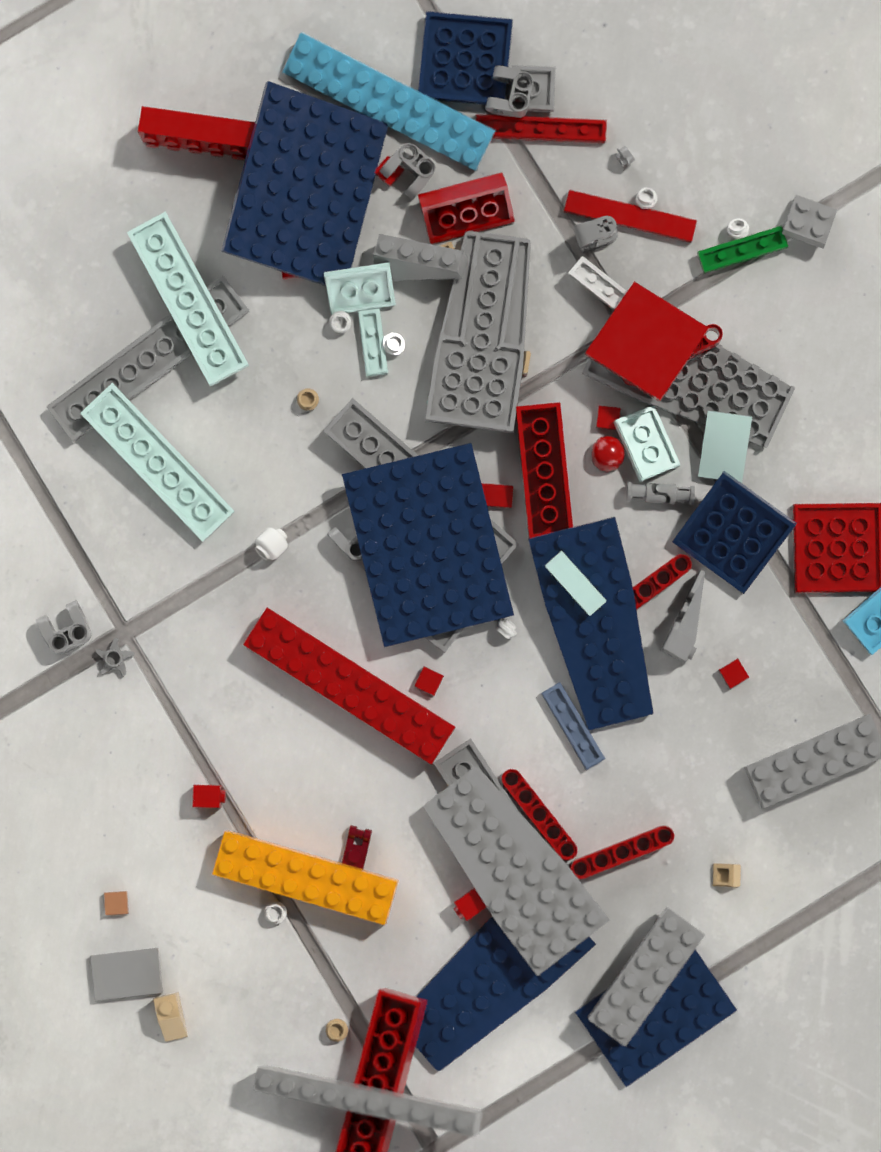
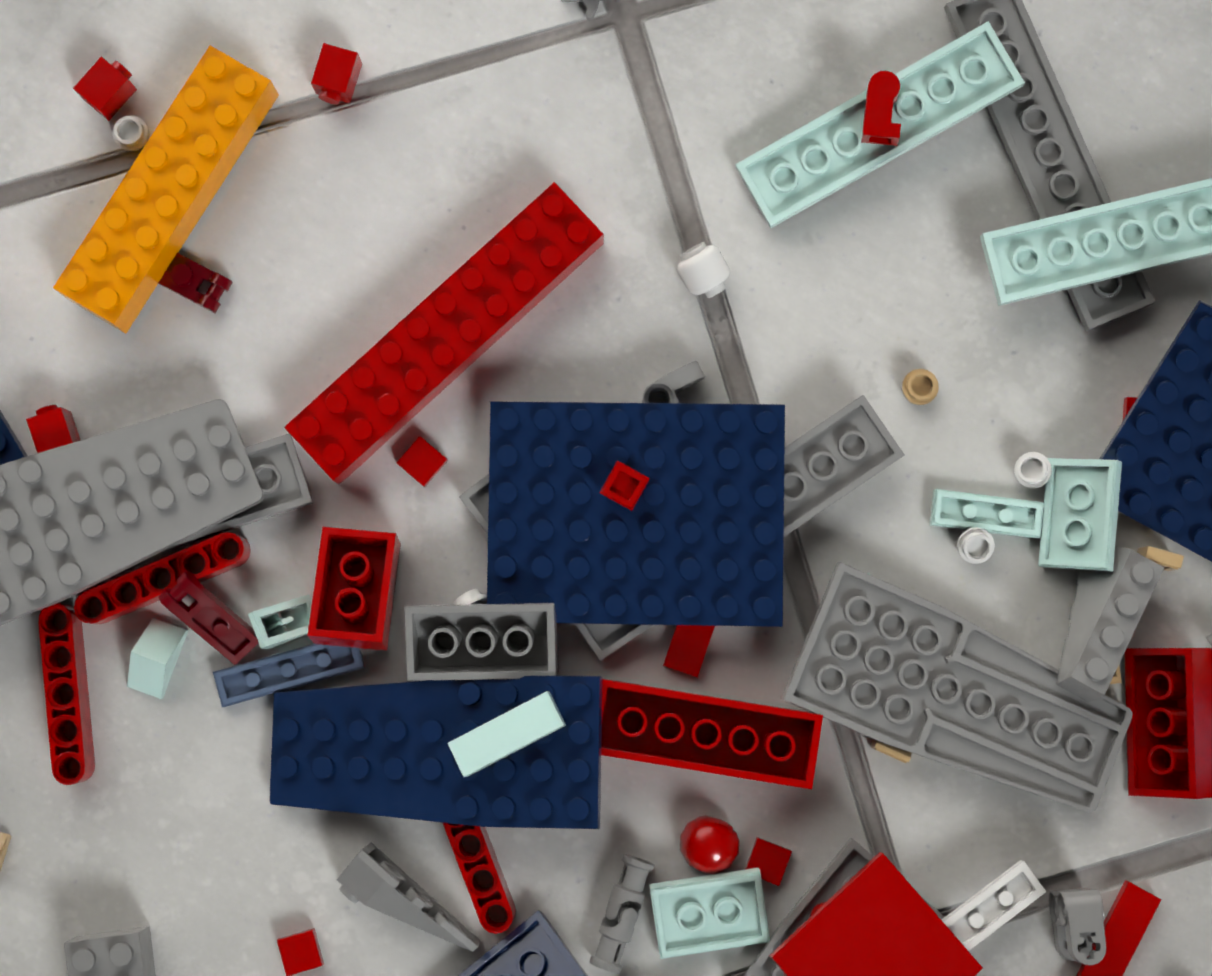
camera: 95 degrees right, 0 degrees up
(150, 464) = (880, 98): none -> red leg
(251, 934) = (106, 87): none -> red brick
(373, 236) = (1166, 559): none -> tan tile
(414, 554) = (624, 485): none -> red tile
(515, 697) = (354, 588): none -> red brick
(526, 614) = (481, 641): none -> light grey slope
(545, 734) = (282, 622): none -> light aqua slope
(555, 777) = (210, 618): none -> dark red plate
(587, 806) = (155, 657): none -> light aqua slope

